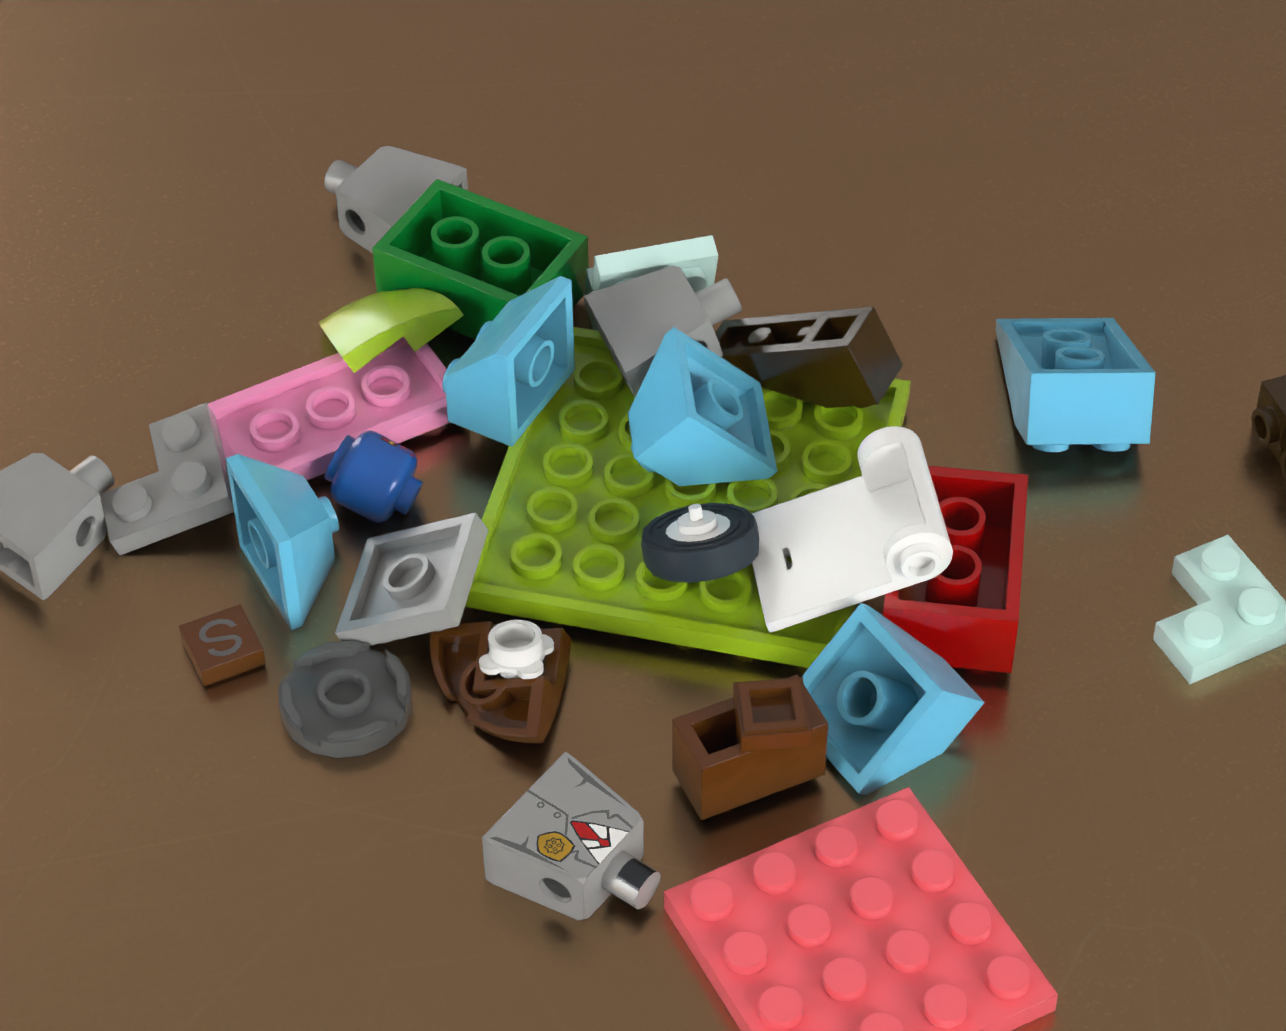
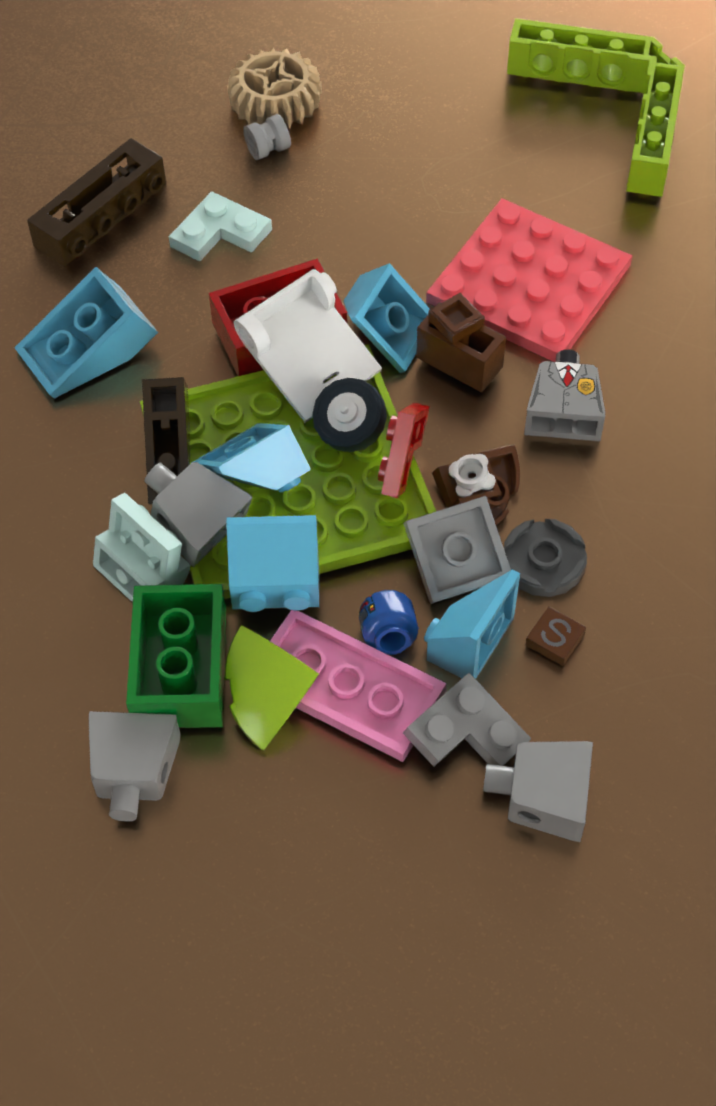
camera: 120 degrees left, 10 degrees up
(589, 541) = (406, 434): none -> plate

